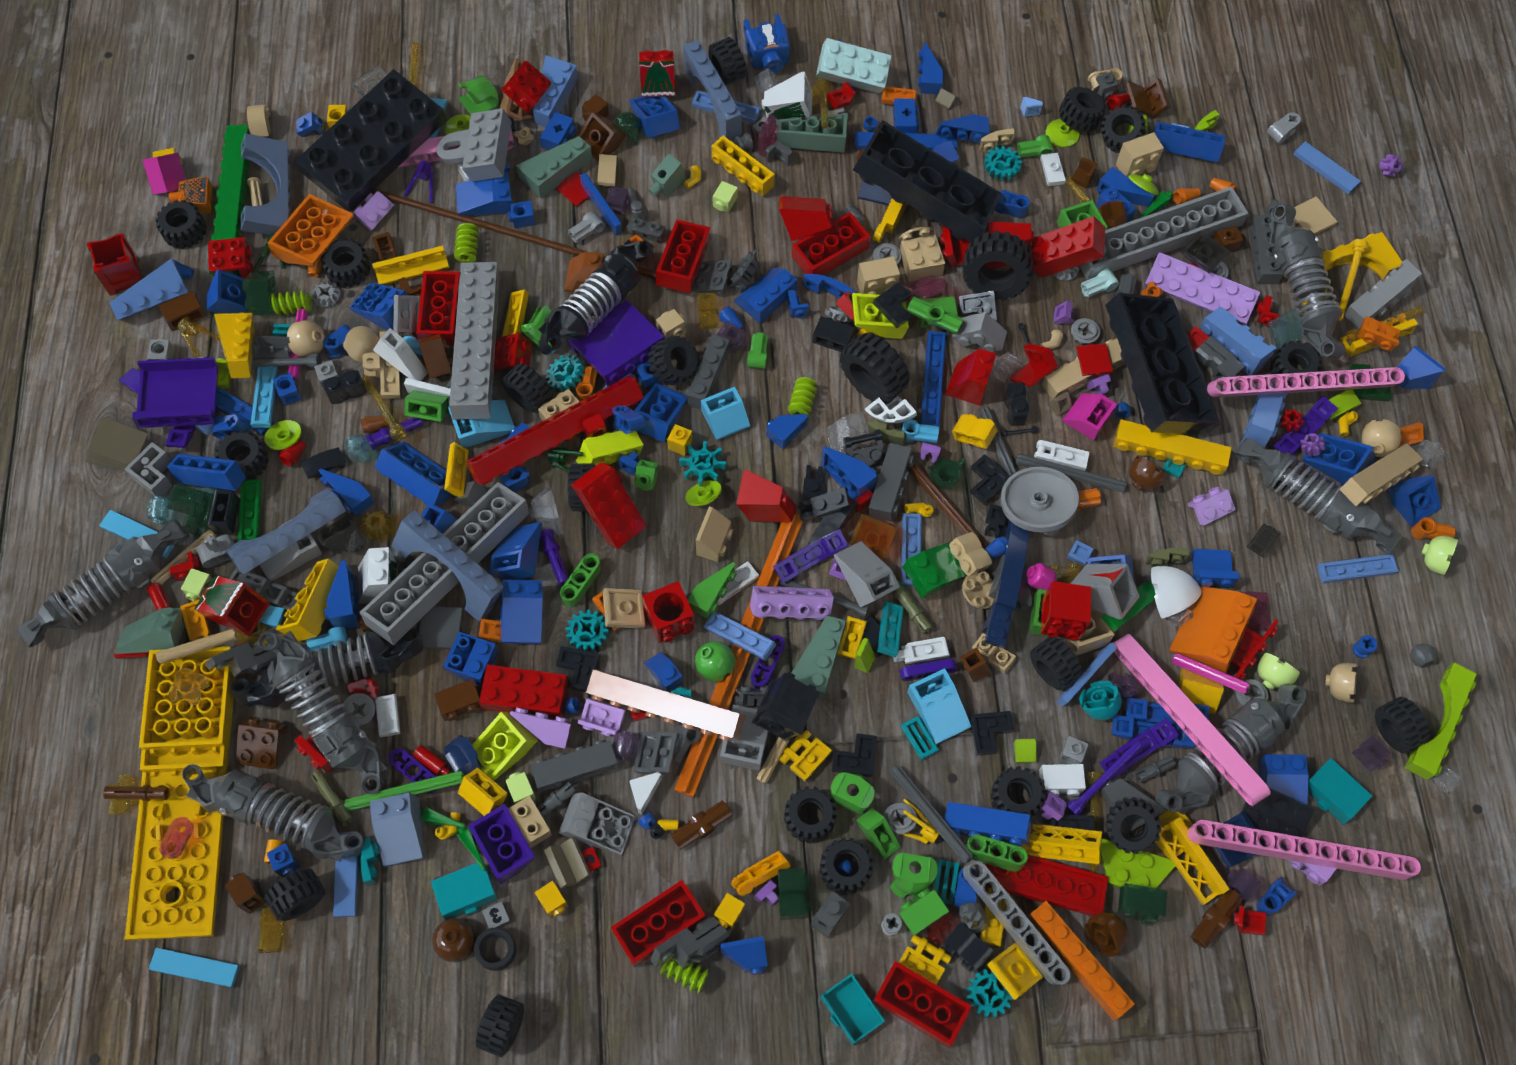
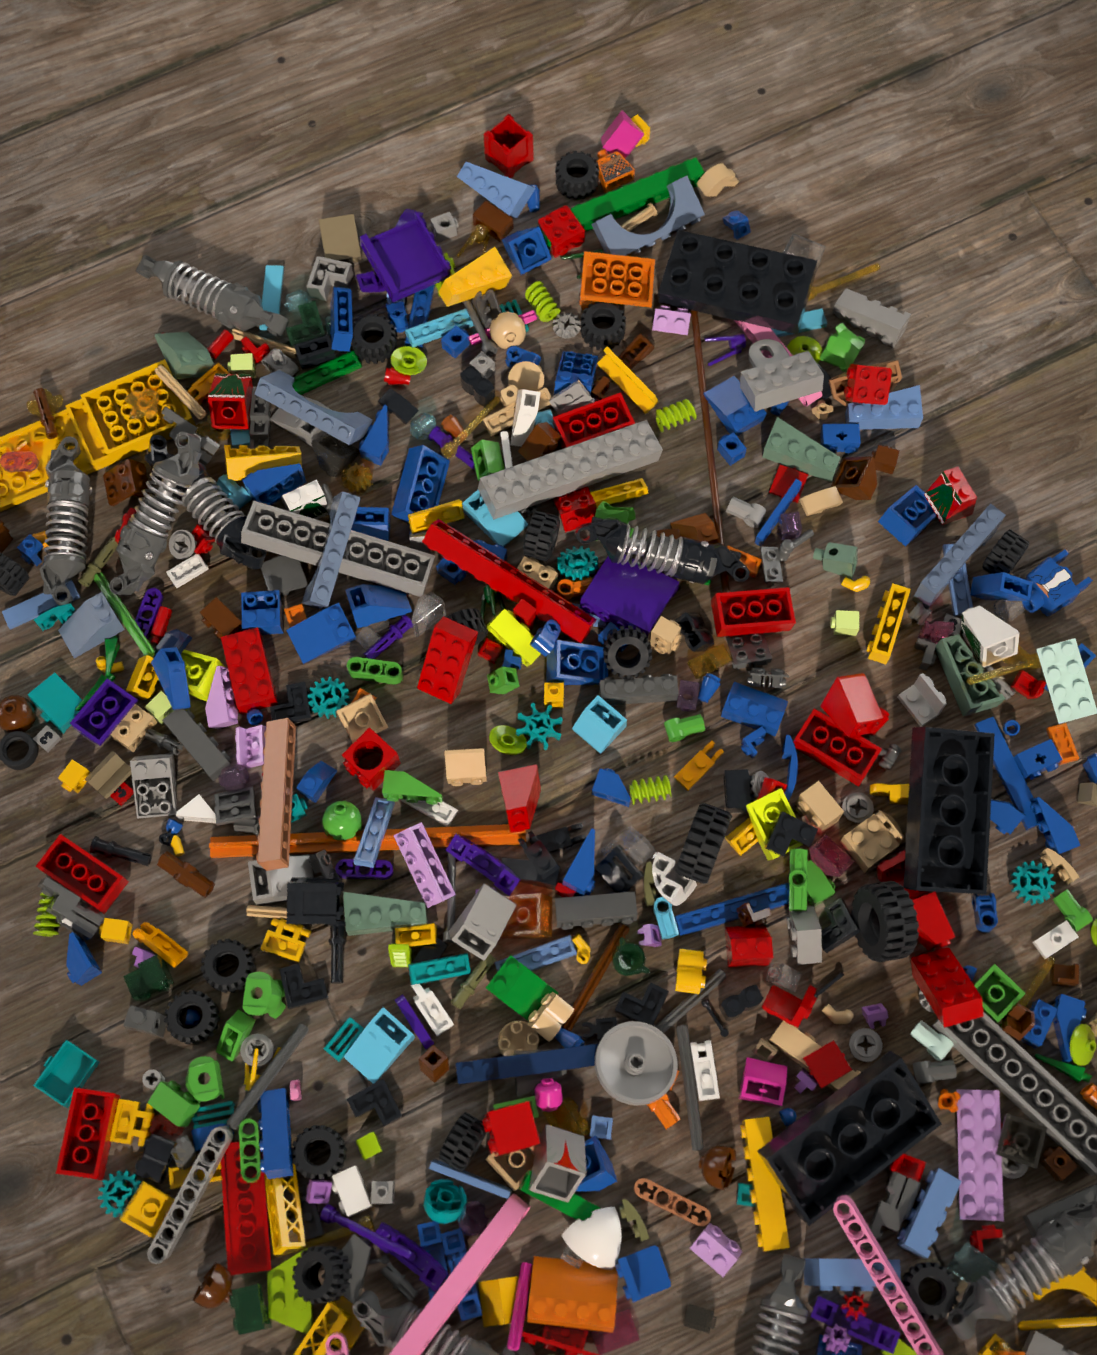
camera: 70 degrees right, 5 degrees up
(258, 292) = (539, 267): clear green brick -> none
(335, 112) = (758, 237): yellow brick -> none
(462, 64) = (871, 317): none -> light grey wedge
(497, 758) = (172, 676): none -> blue slope
(630, 123) = (882, 497): clear green hair -> none
(644, 888) = (111, 850): none -> black pin
(684, 305) = (694, 630): none -> black brick
(753, 76) = (1001, 587): none -> blue slope
(797, 356) = (697, 767): none -> light orange hinge
(819, 169) = (923, 700): none -> white bracket
(827, 709) = (334, 941): none -> black pin
(946, 367) = (748, 918): none -> reddish brown bracket
(955, 797) = (295, 1090): none -> bright pink tile
(995, 656) = (454, 1091): tan slope -> none
(1080, 961) = (179, 1269): orange brick -> none
(1159, 522) = (670, 1206): none -> nougat beam

